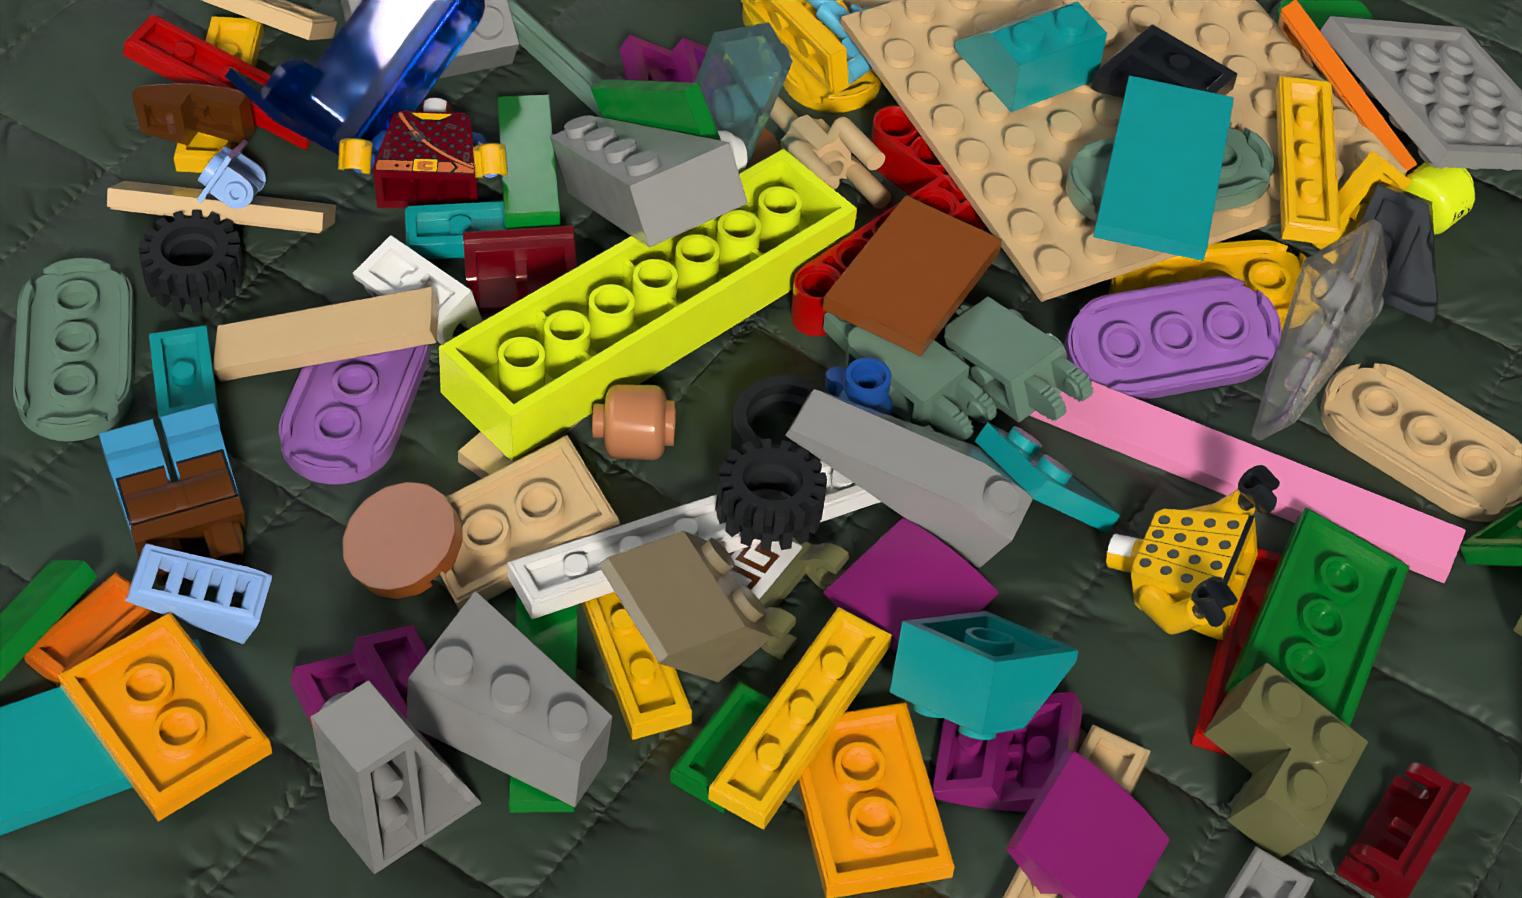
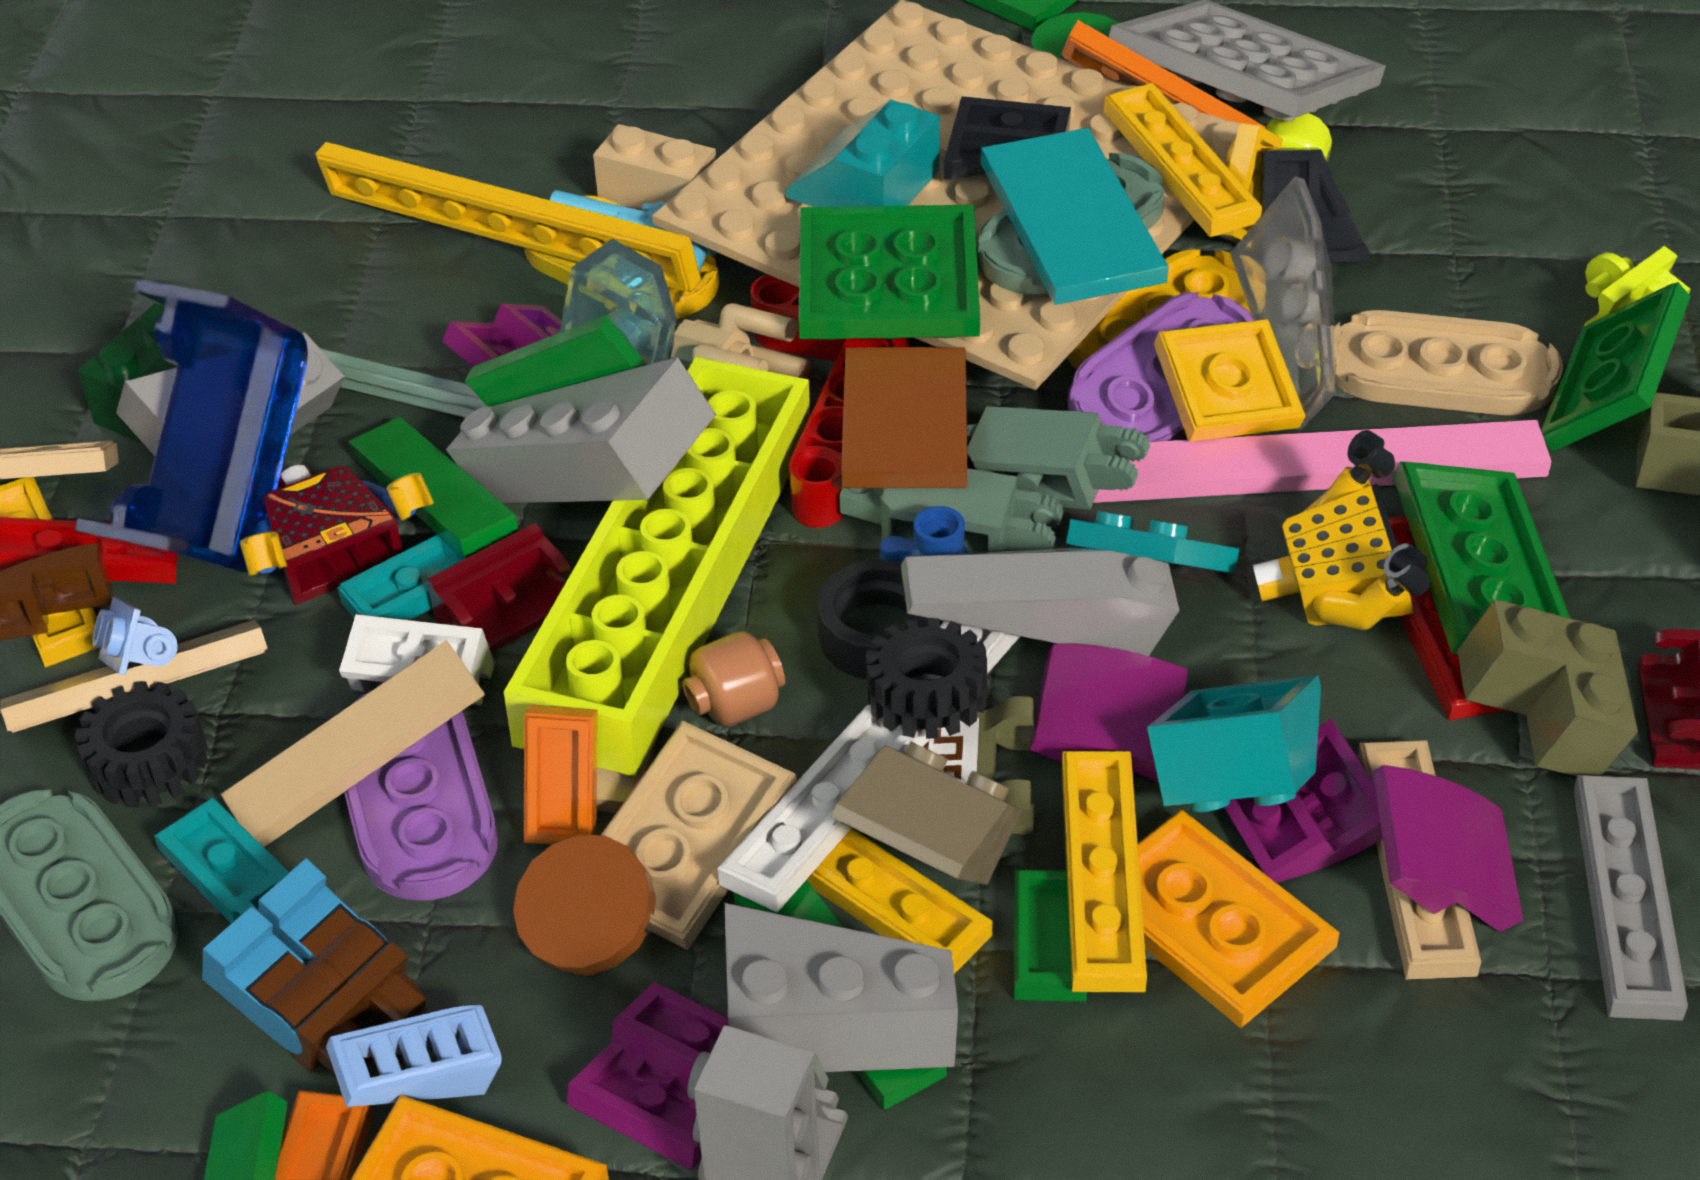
camera: 25 degrees left, 5 degrees down
(447, 431) = (559, 773): none -> orange tile
(980, 147) = (888, 272): none -> green plate
(1213, 369) = (1228, 380): none -> yellow plate

